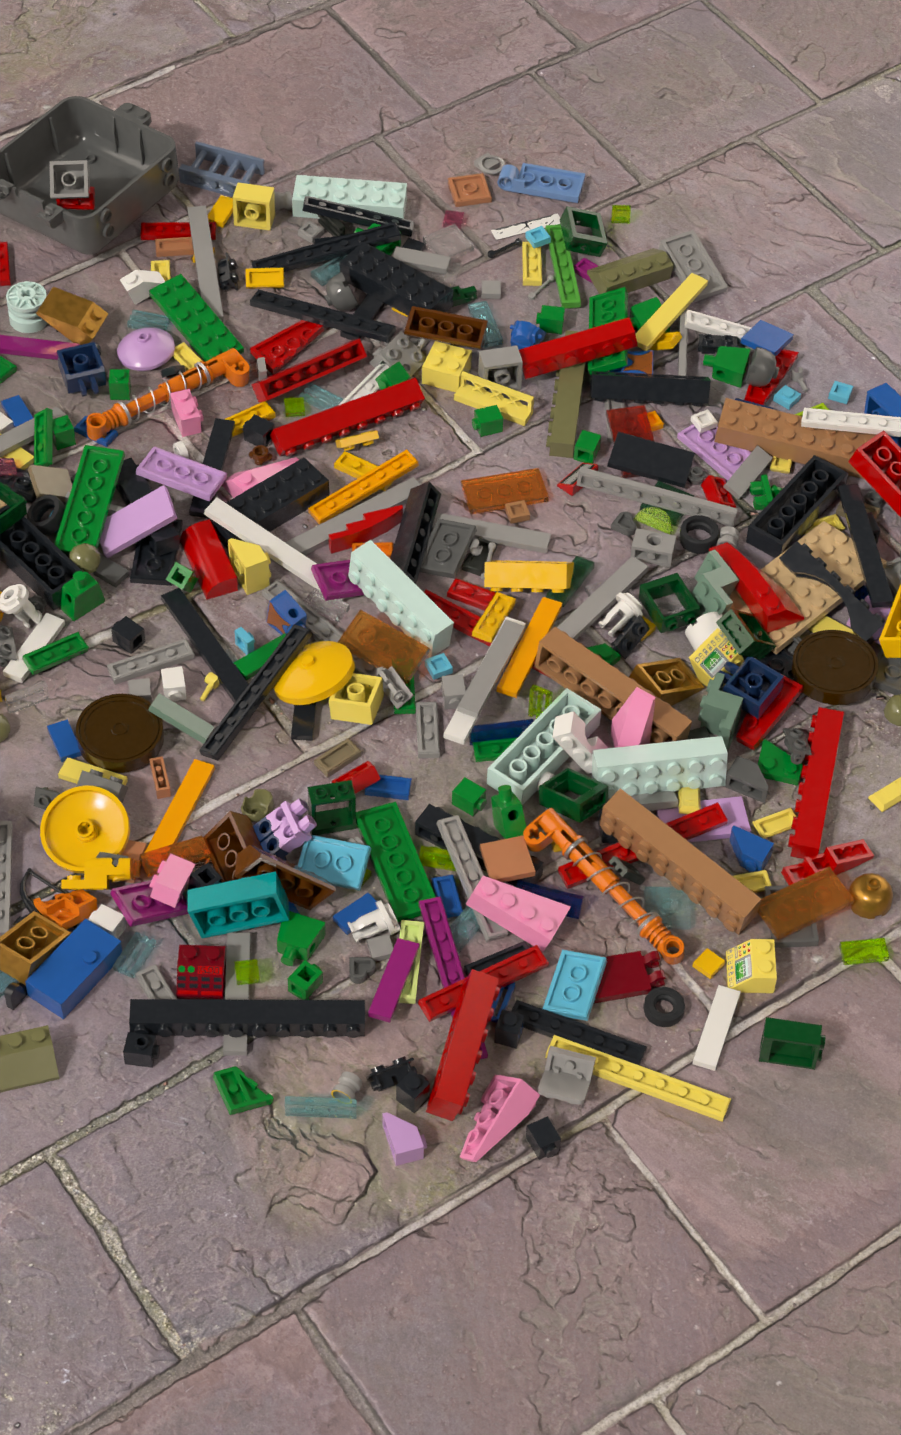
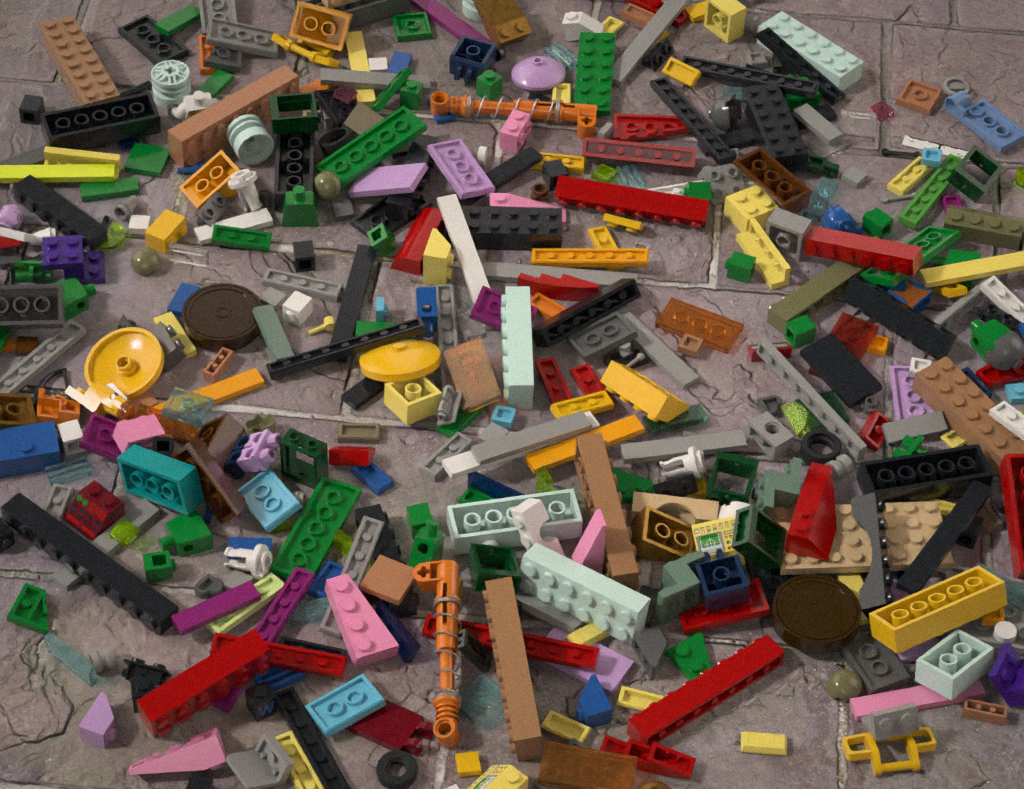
camera: 40 degrees right, 5 degrees down
(182, 829) = (187, 407): none -> clear light blue tile
(666, 646) = (688, 509): none -> tan arch
(796, 744) = (717, 650): dark grey hinge -> none

